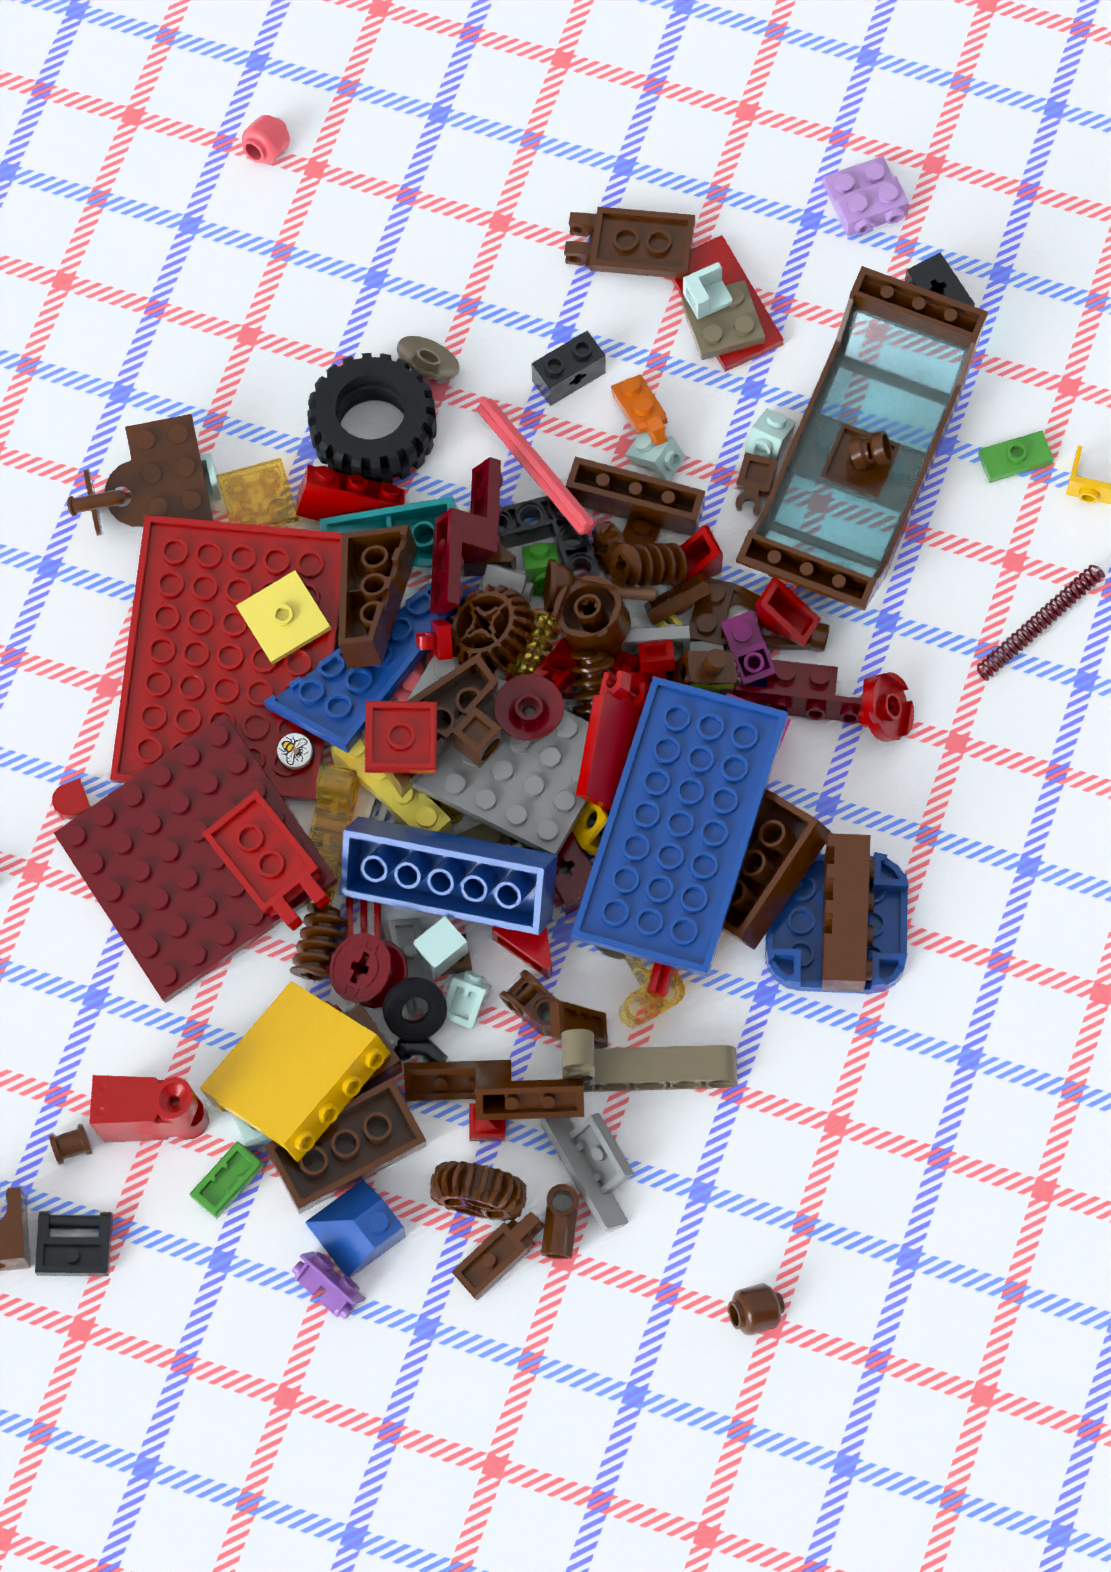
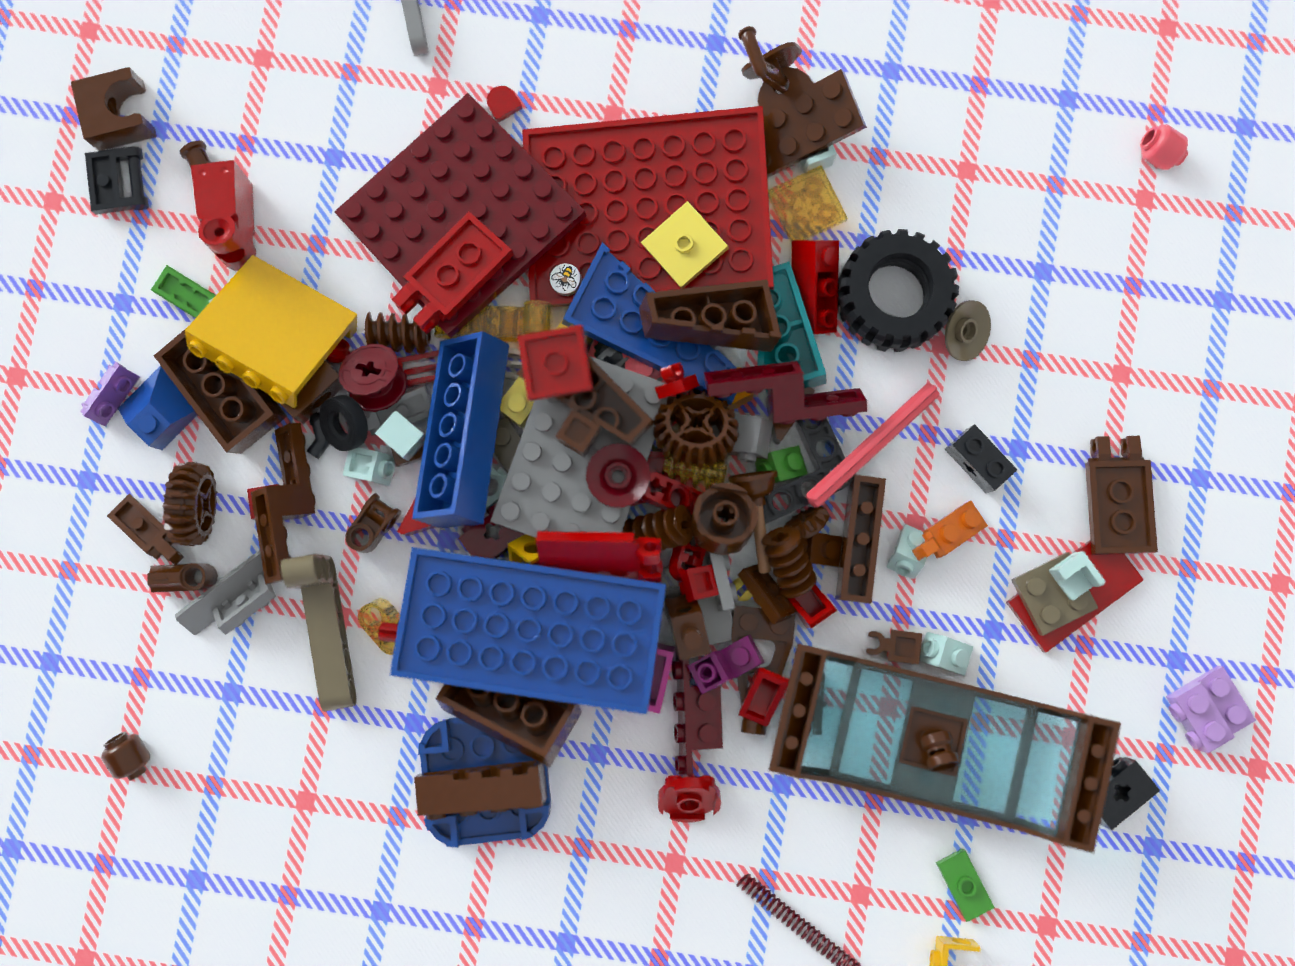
camera: 80 degrees right, 15 degrees up
(570, 1016) = (351, 566): reddish brown plate -> none

